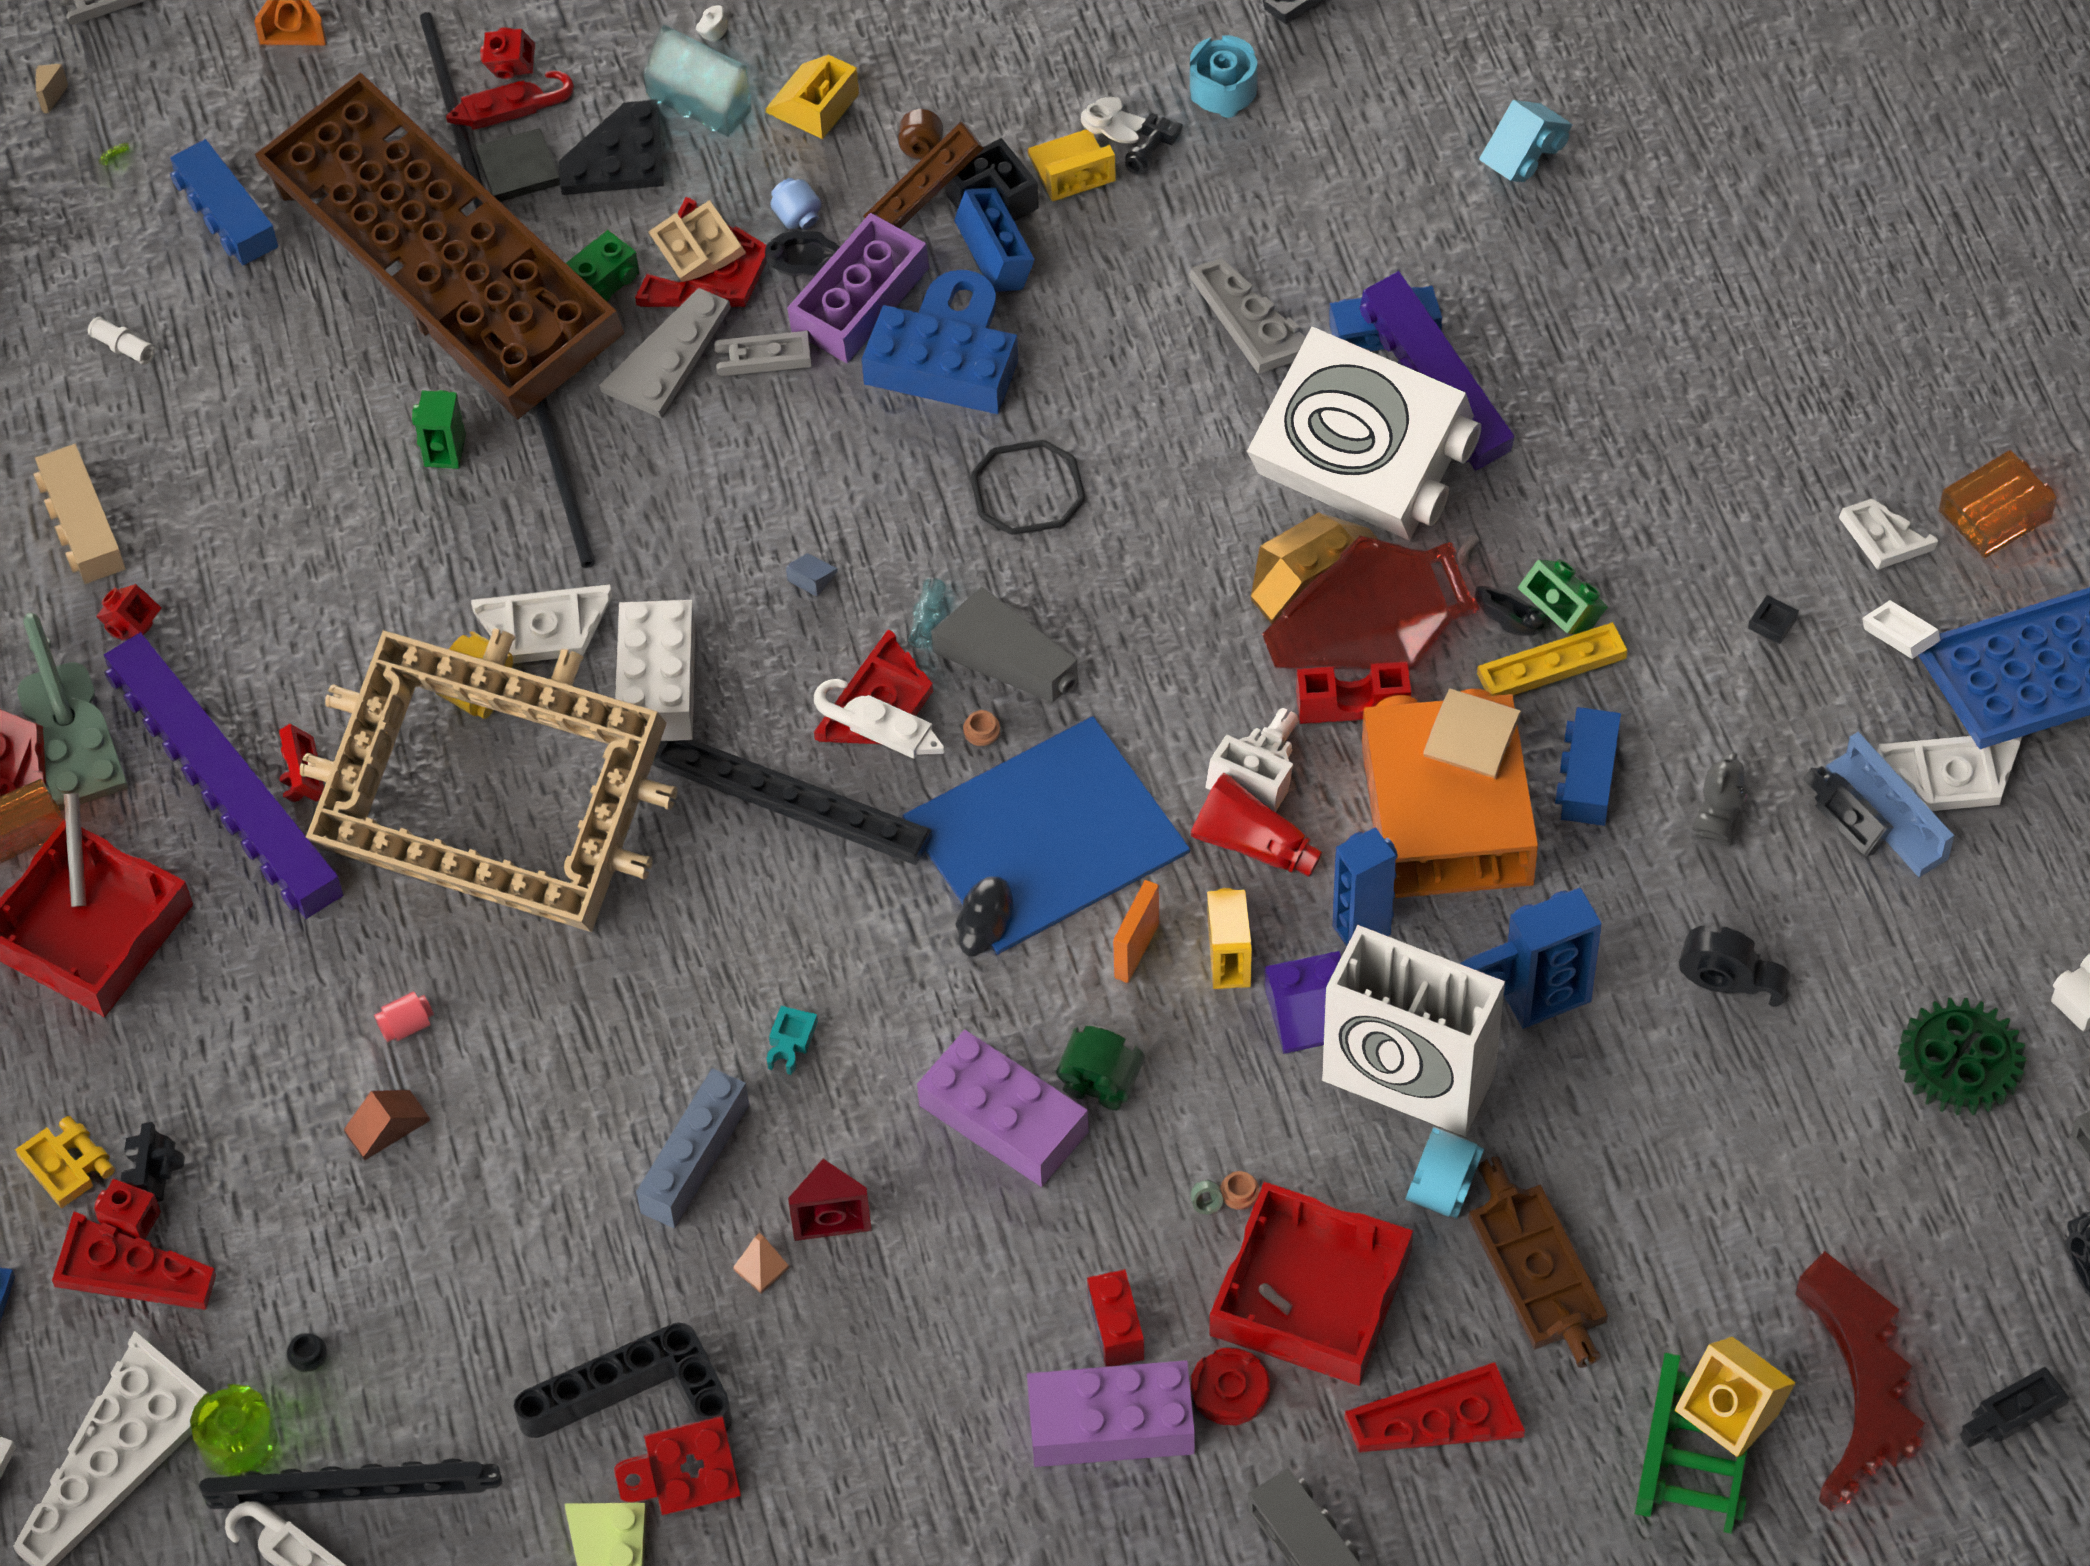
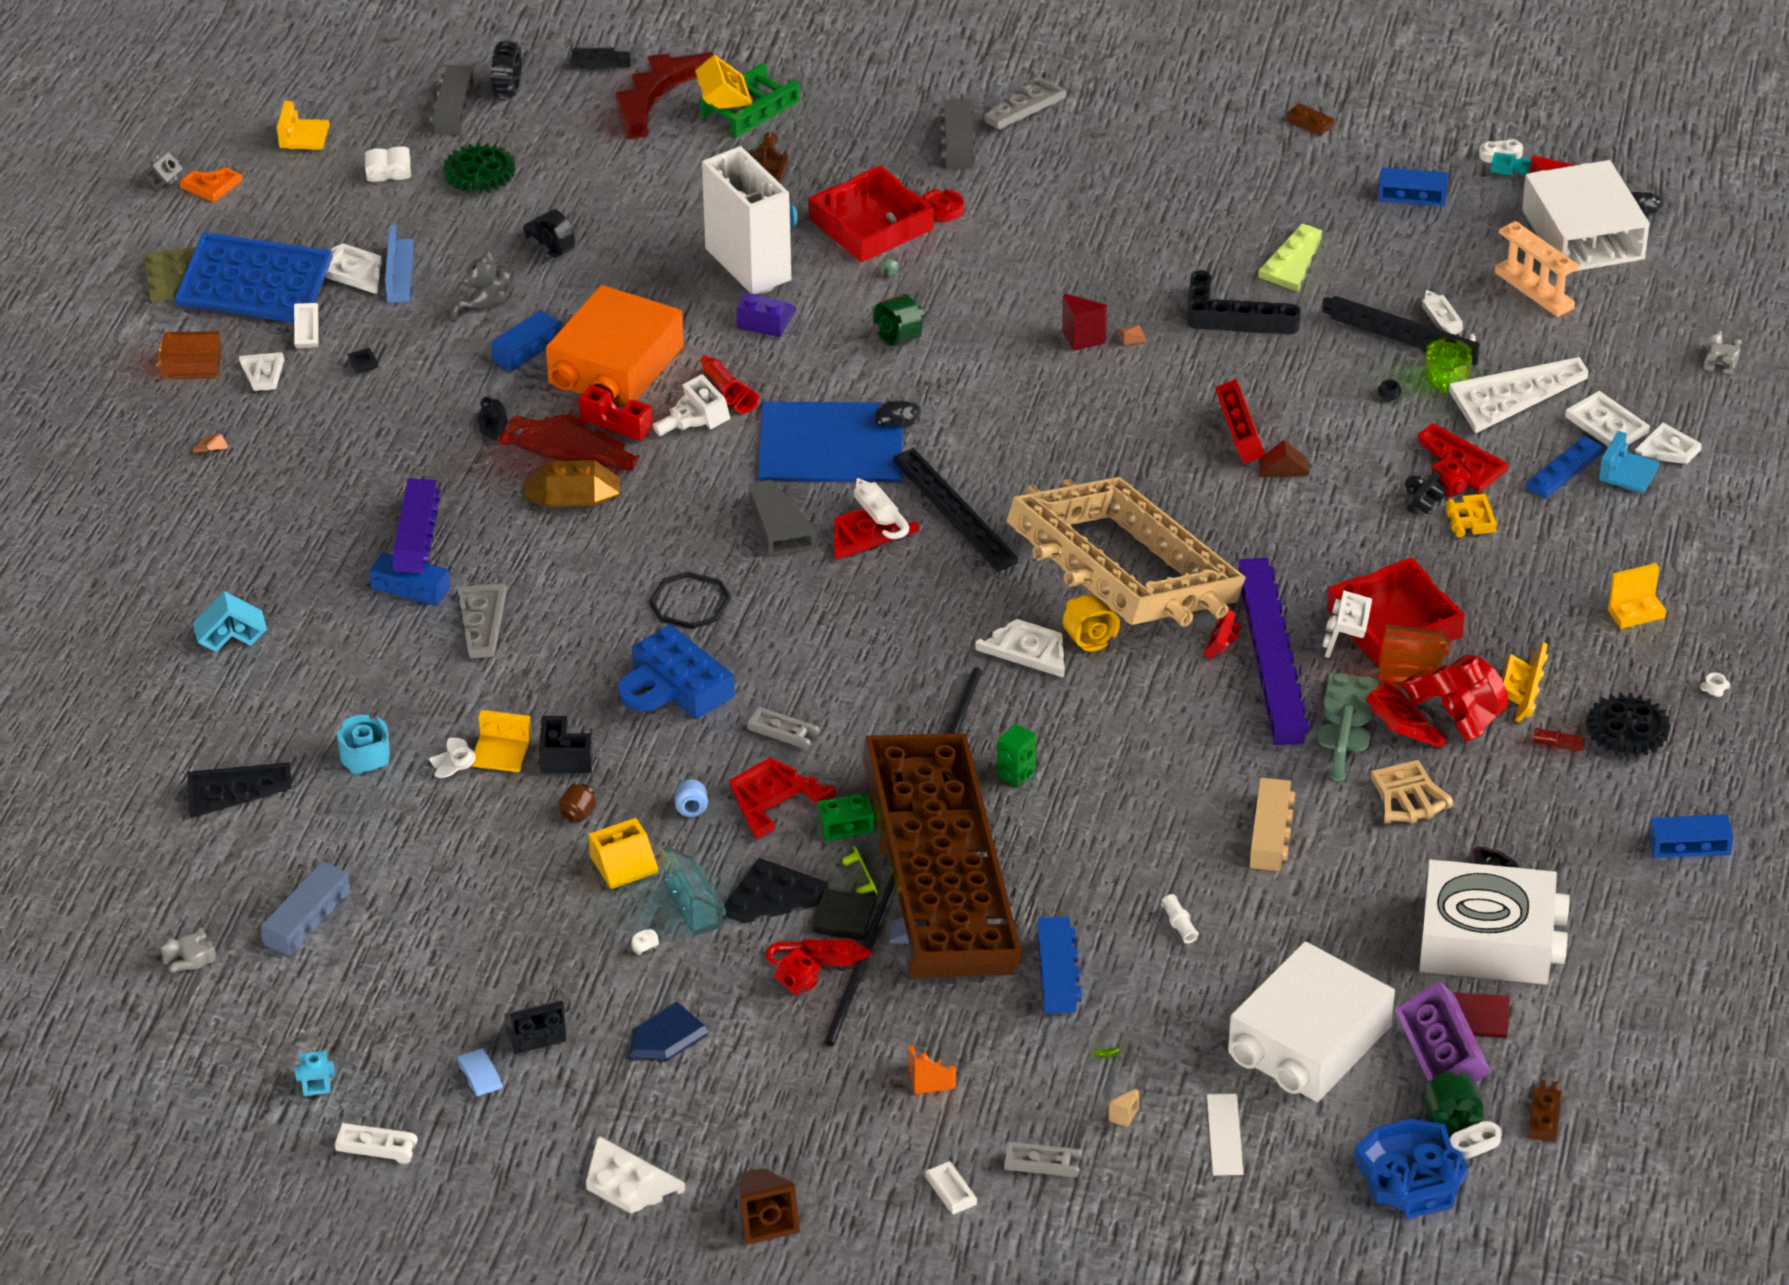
camera: 150 degrees left, 15 degrees down
(75, 849) = (1379, 632): light grey bar -> none
(127, 830) = (1350, 618): none -> white bracket
(128, 612) = (1275, 748): red brick -> none
(404, 1017) = (1243, 497): coral brick -> none
(483, 1142) = (1240, 421): none -> red brick
(544, 231) = (867, 888): none -> lime piece
(658, 661) = (984, 583): white brick -> none
(661, 1469) = (1236, 267): red plate -> none
(665, 359) = (834, 749): light grey wing -> none
(692, 1148) = (1130, 380): sand blue brick -> none
(697, 242) = (773, 795): tan slope -> none
(790, 1034) = (1042, 409): teal plate -> none
(800, 252) = (712, 768): black arm -> none
(810, 573) = (853, 606): sand blue slope -> none
(847, 294) = (696, 728): medium lavender brick -> none
(927, 613) = (805, 557): clear light blue pin -> none
(928, 177) = (607, 754): reddish brown tile -> none
(981, 728) = (823, 494): nougat plate -> none
(994, 239) = (594, 710): blue brick -> none
(1003, 1108) = (960, 332): medium lavender brick -> none
(1111, 1413) = (1009, 208): medium lavender brick -> none
(1115, 1318) = (976, 238): red brick -> none
(1136, 931) = (829, 360): orange tile -> none
(1139, 159) = (428, 747): black hinge -> none
(1229, 938) = (783, 342): yellow slope -> none
(1239, 1190) = (870, 263): nougat plate -> none
(1364, 434) = (494, 500): white brick -> none
(1364, 884) = (706, 302): blue brick -> none
(1444, 1412) = (858, 156): red wing -> none
(1471, 733) = (586, 330): tan slope -> none
(1547, 957) = (650, 246): blue brick -> none
(1553, 661) = (505, 392): yellow plate -> none
(1562, 596) = (462, 406): green brick -> none
(1830, 393) = (211, 443): none -> nougat slope
(1848, 810) = (420, 272): black hinge -> none

